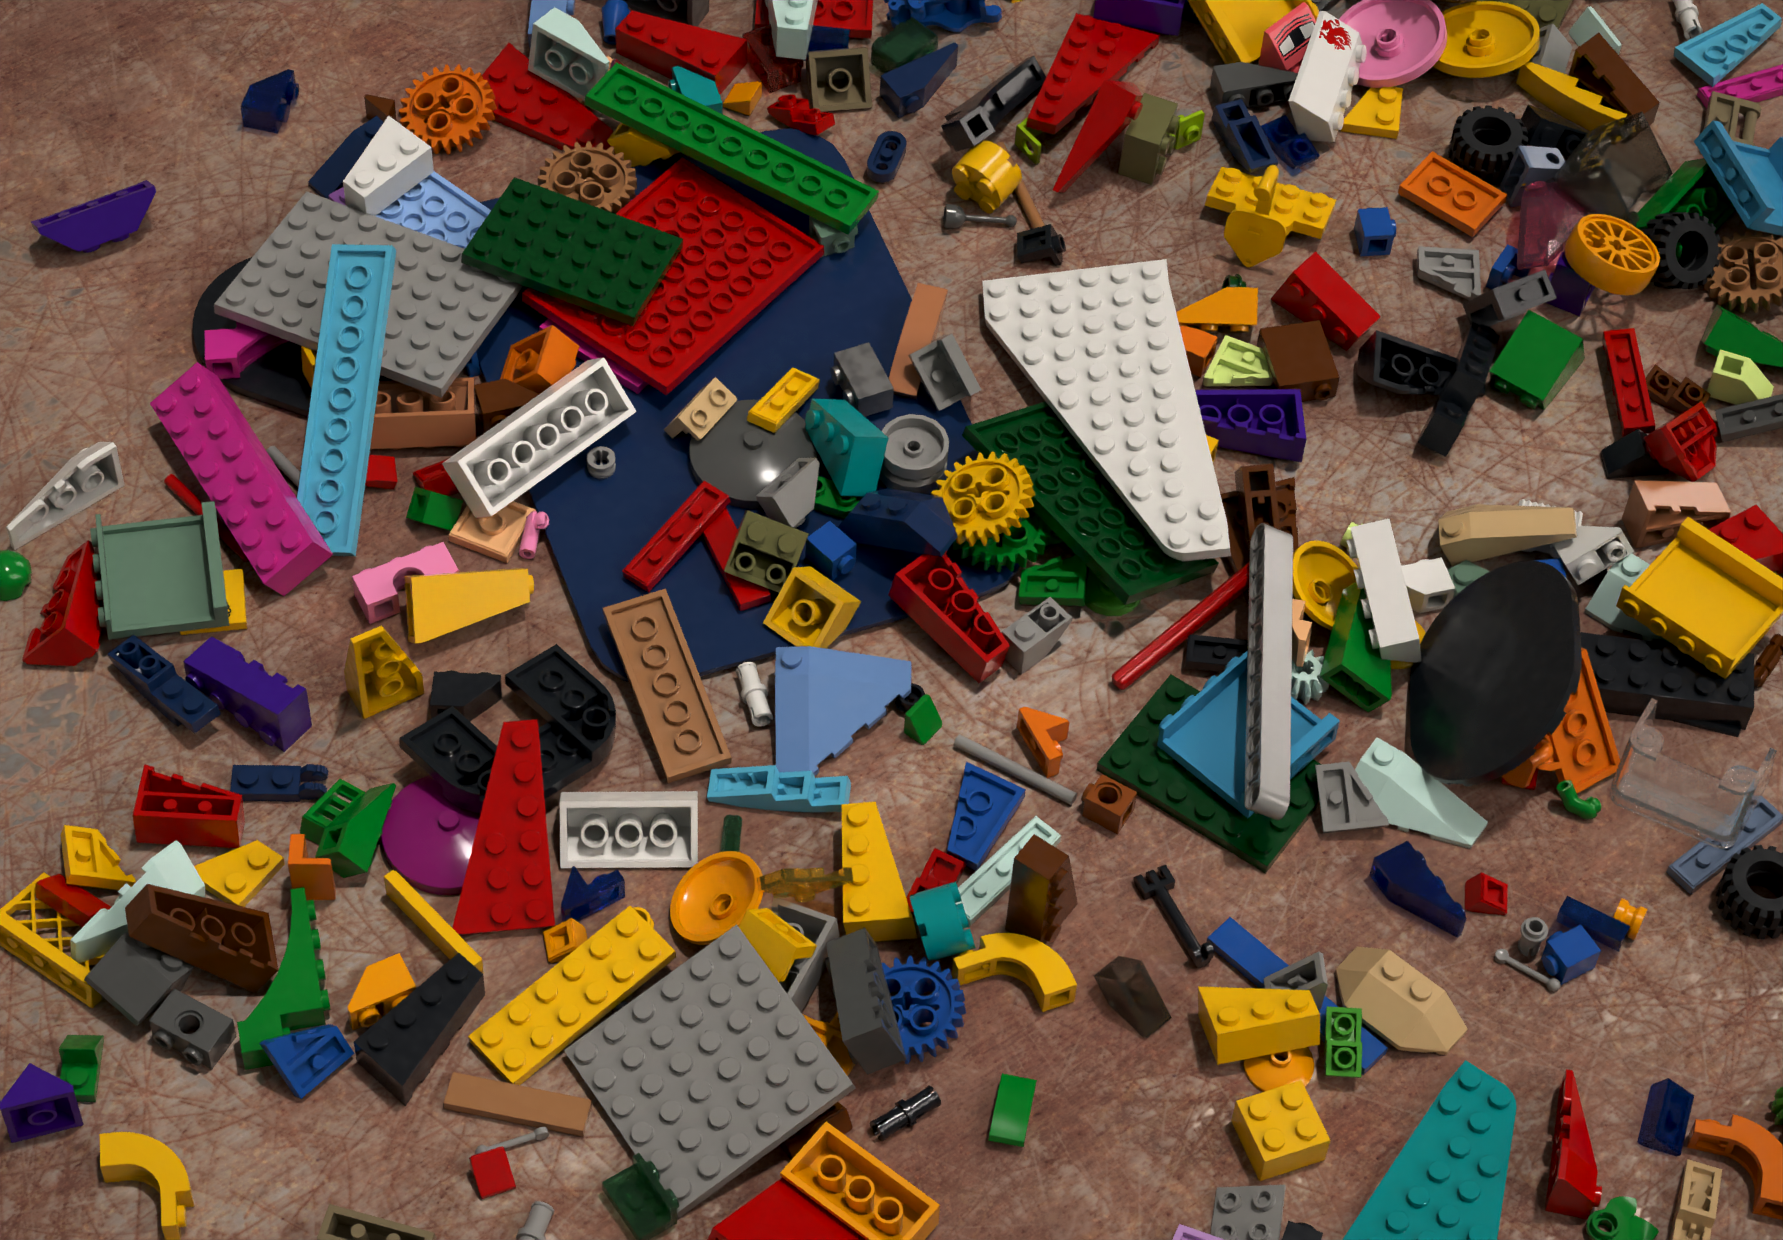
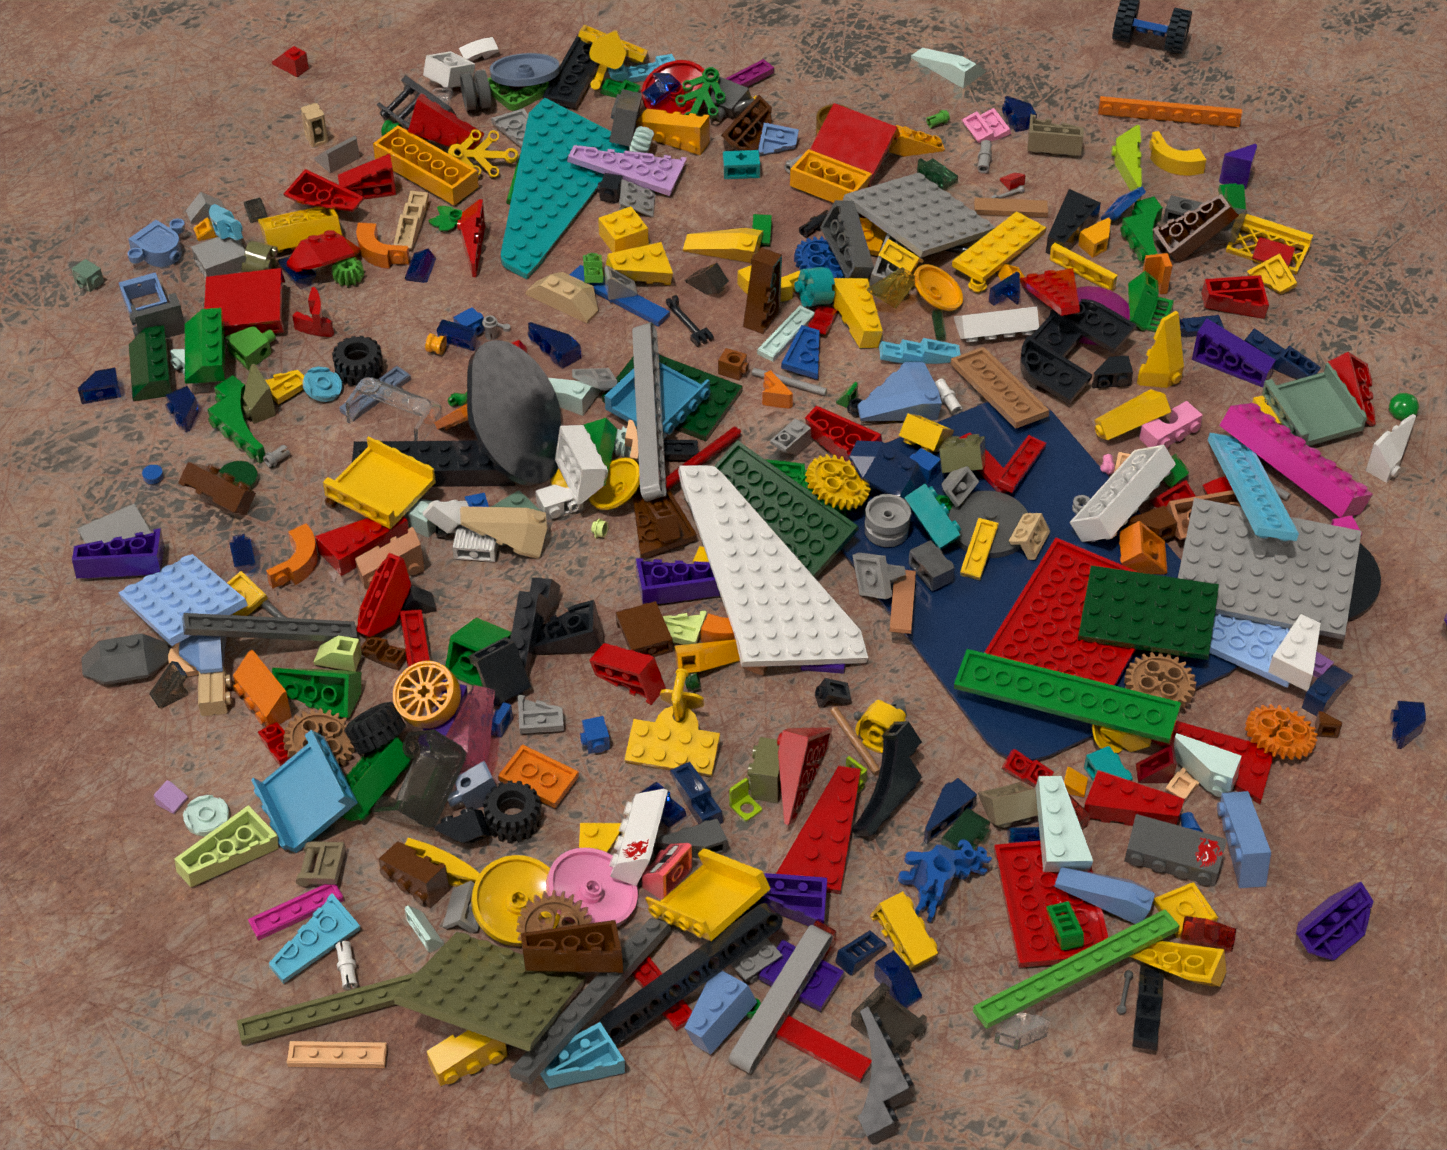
camera: 175 degrees right, 5 degrees down
(167, 869) = (1230, 253): light aqua wedge -> none
(240, 872) = (1192, 284): yellow wing -> none
(243, 1178) = (1128, 157): none -> lime wedge
(884, 162) = (957, 748): dark blue plate -> none
(1076, 1070) = (727, 244): none -> yellow wedge

